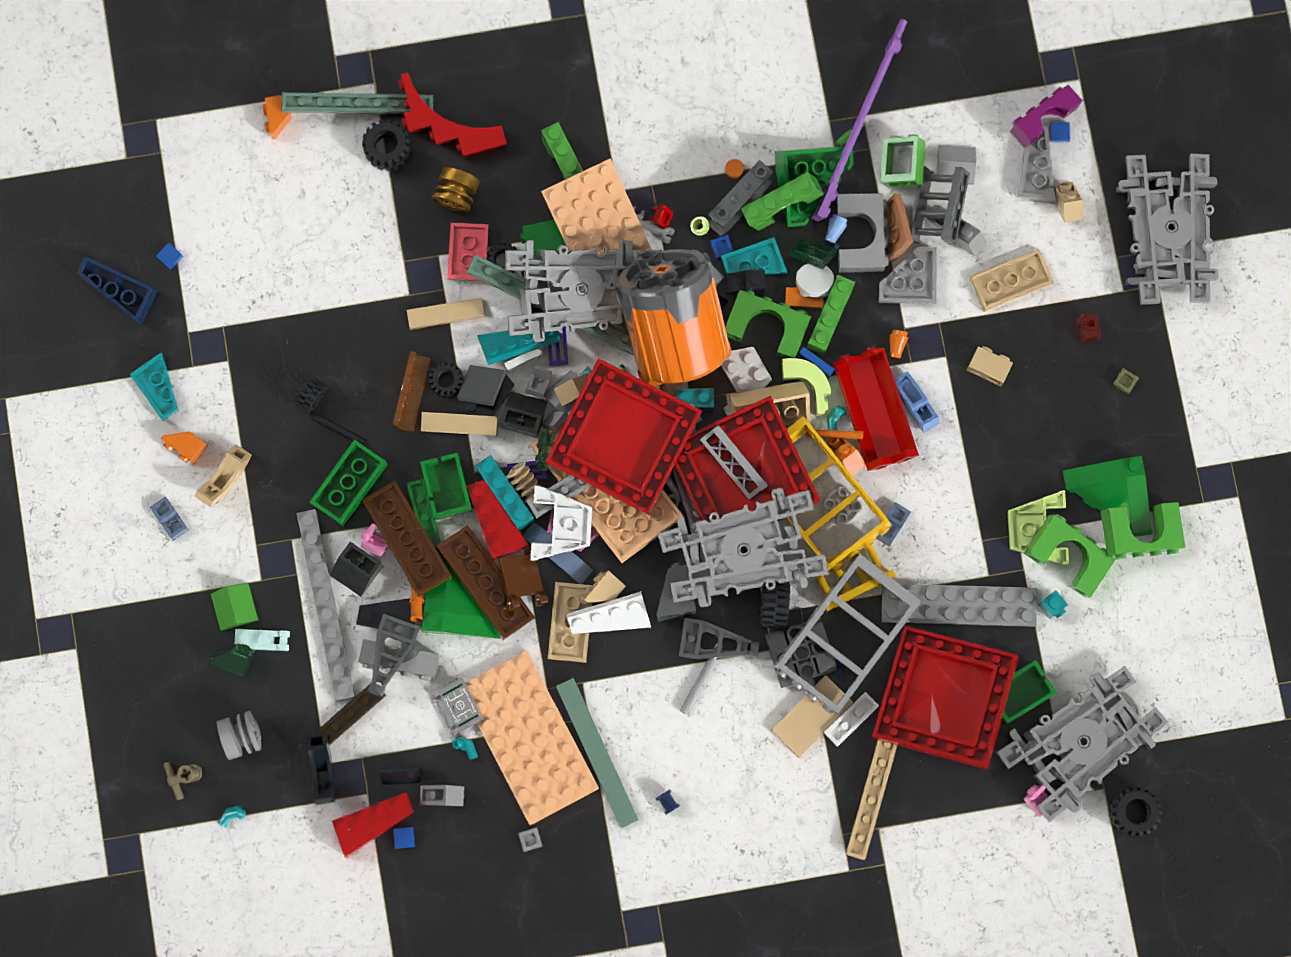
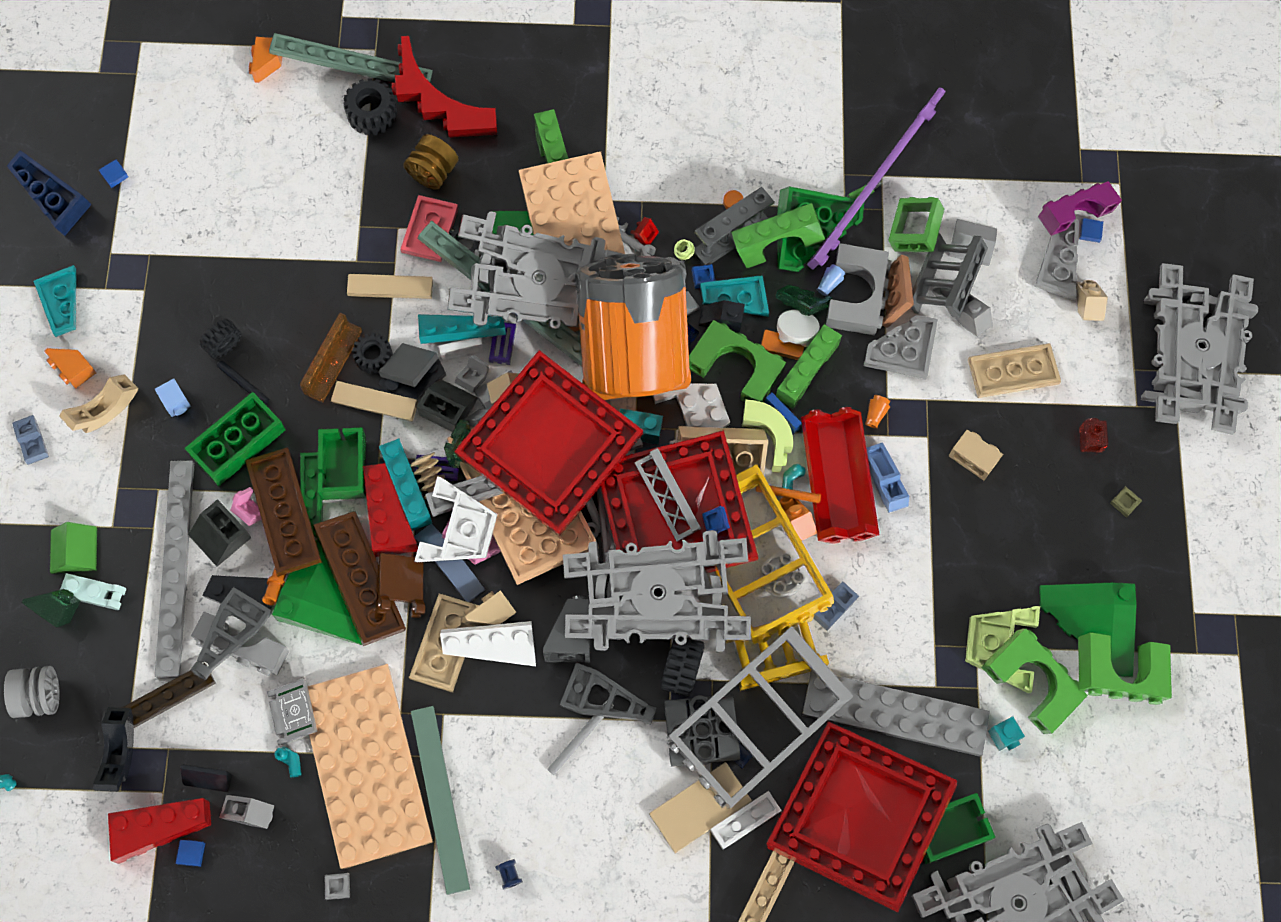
camera: 10 degrees right, 10 degrees down
(283, 457) = (173, 398): none -> light blue brick
(779, 476) = (716, 519): none -> blue tile

